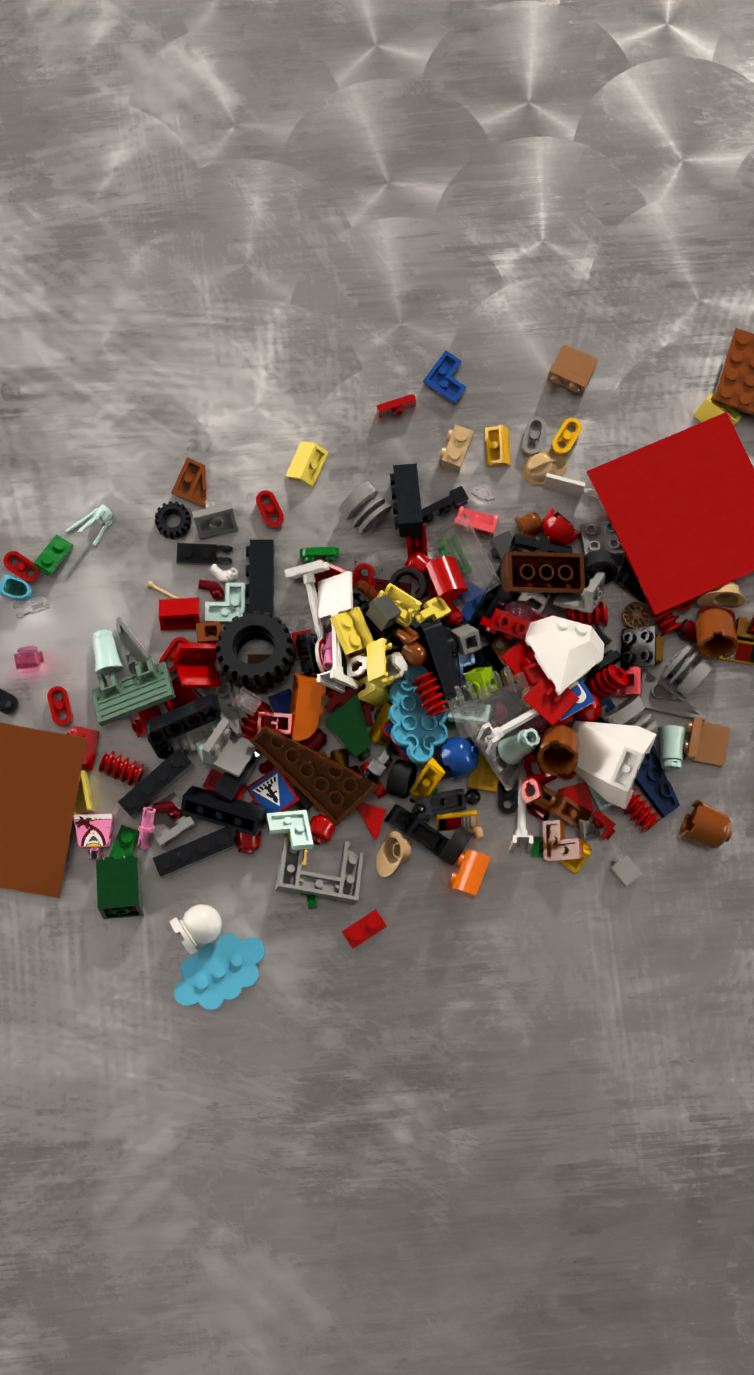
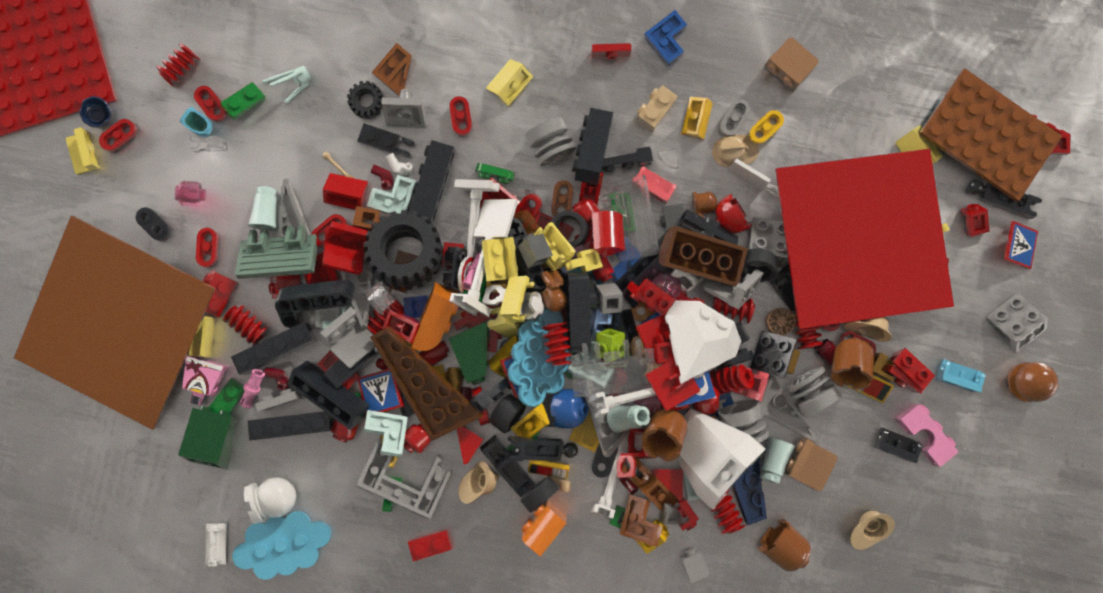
camera: 20 degrees right, 5 degrees up
(154, 989) = (215, 543): none -> white hinge
(391, 562) = (562, 200): none -> dark orange plate

